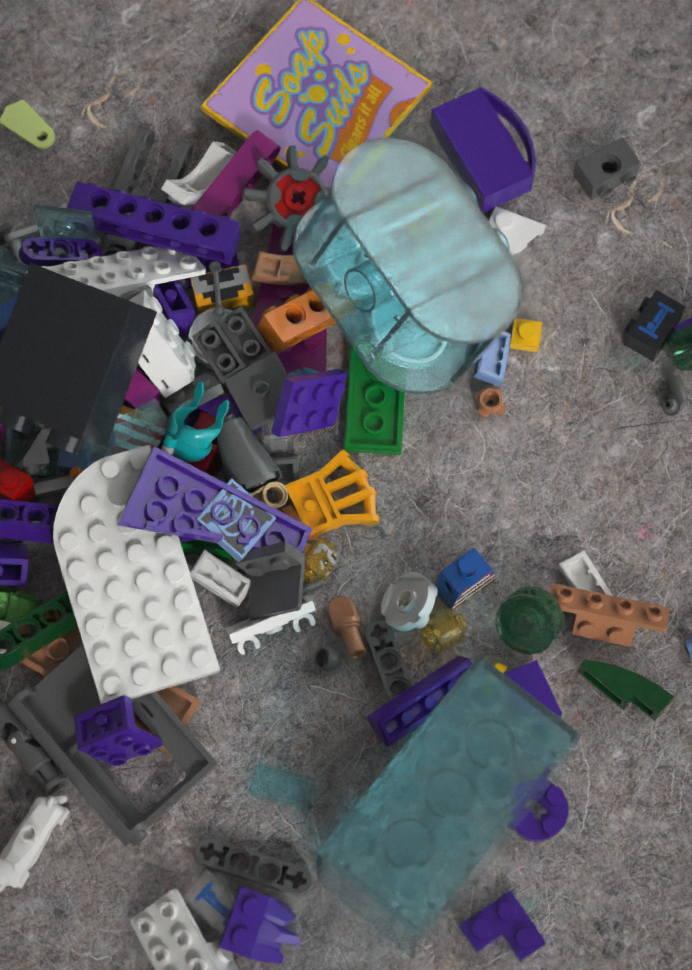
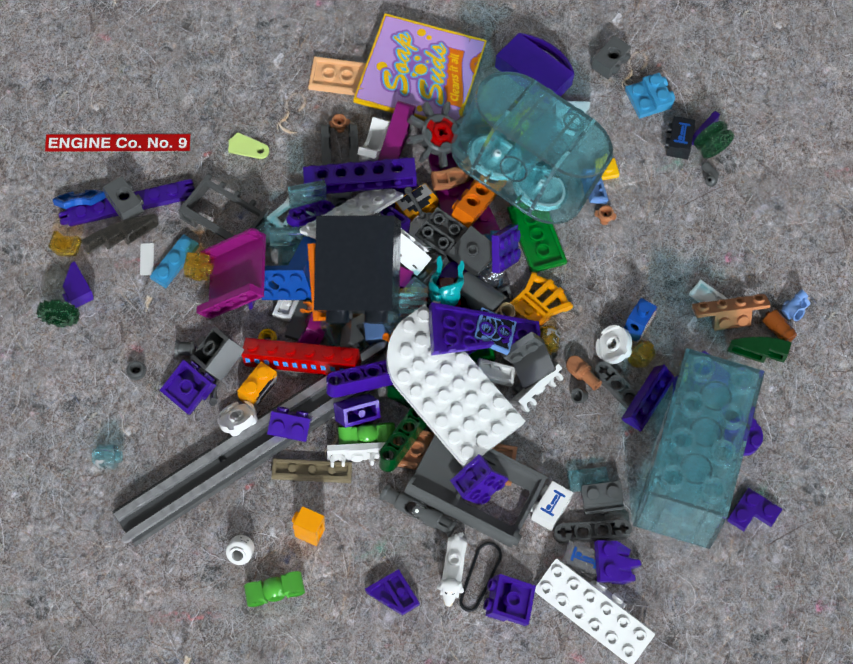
camera: 25 degrees left, 5 degrees down
(76, 879) = (470, 572): none -> black piece
(86, 922) = (509, 599): none -> dark purple plate
(170, 126) = (339, 118): none -> nougat plate
(195, 61) = (335, 75): none -> light nougat tile
(209, 806) = (551, 506): none -> white brick
(289, 822) = (602, 497): none -> dark grey plate
(518, 631) = (689, 318): clear green wheel -> none
(640, 246) = (650, 95): none -> dark azure plate
(670, 665) = (779, 326): none -> dark orange piece

